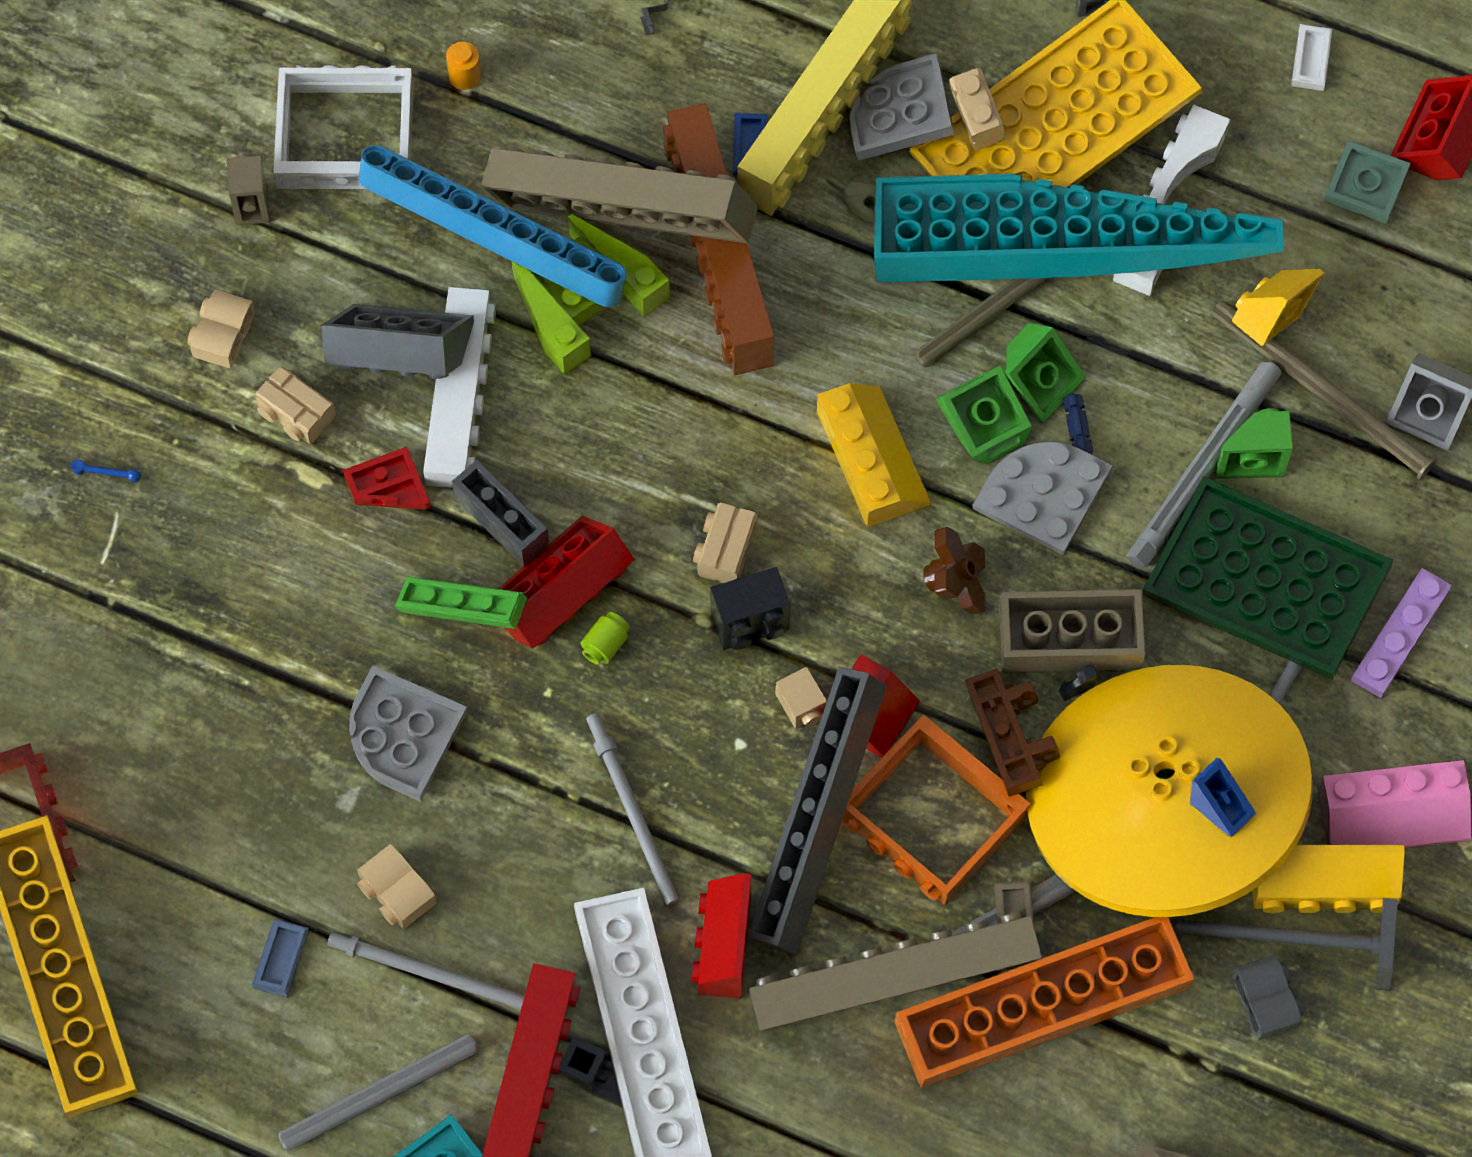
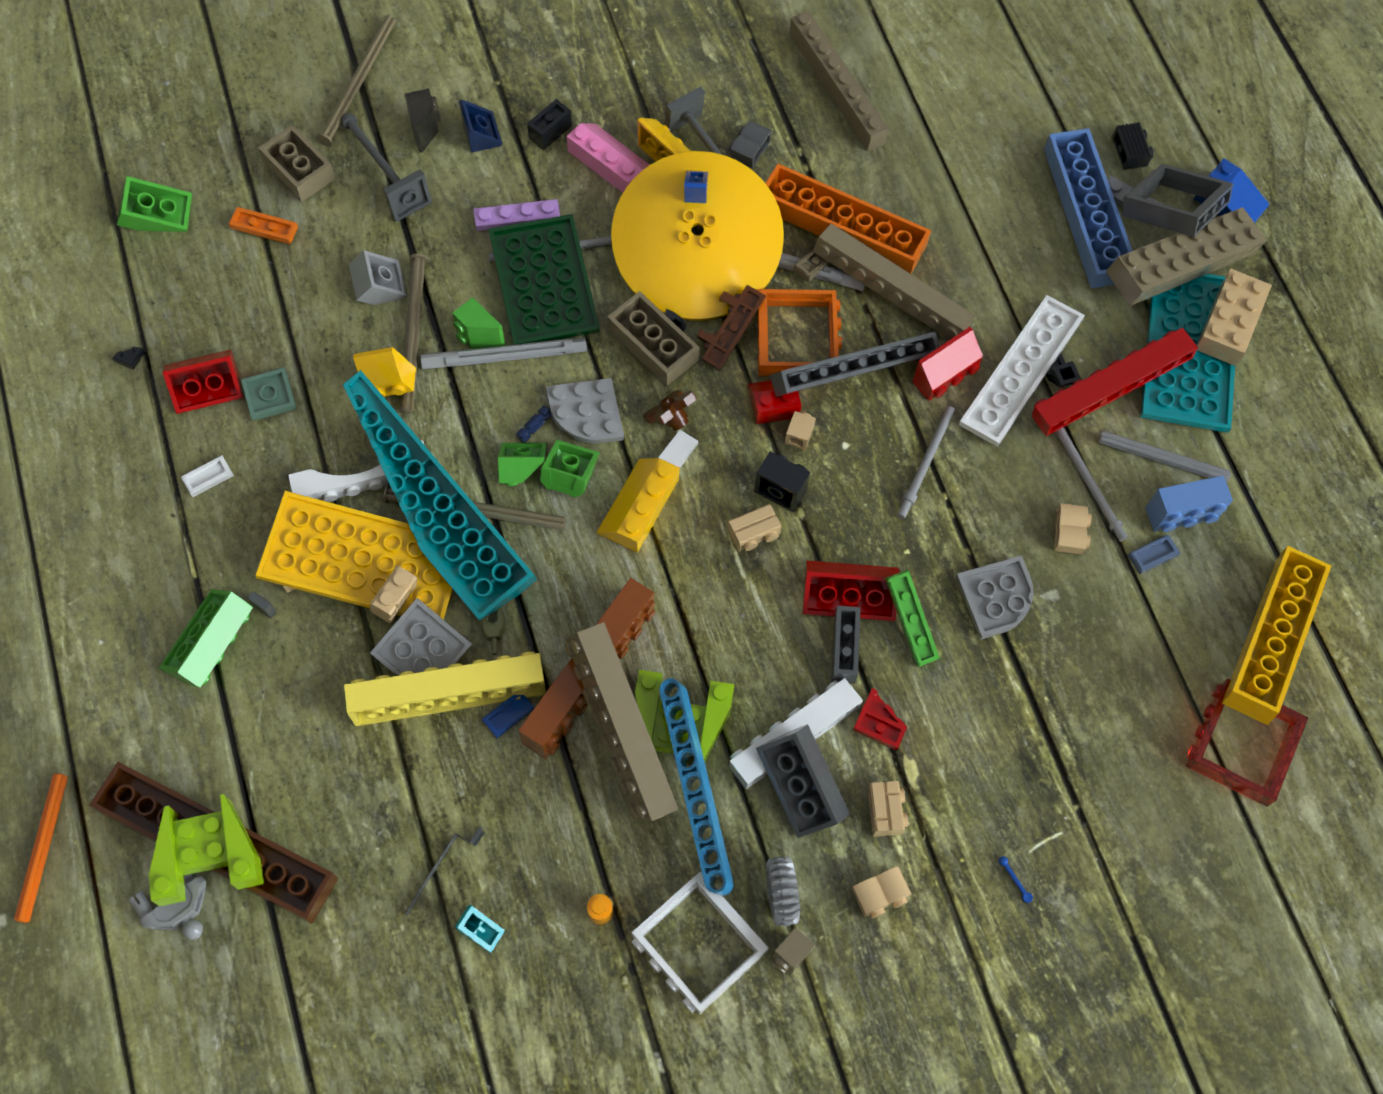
camera: 135 degrees left, 0 degrees up
(291, 1035) = (1188, 504): none -> medium blue brick
(312, 229) = (782, 891): none -> light grey gear
(605, 638) = (858, 542): lime brick -> none
(900, 546) = (679, 449): none -> white tile

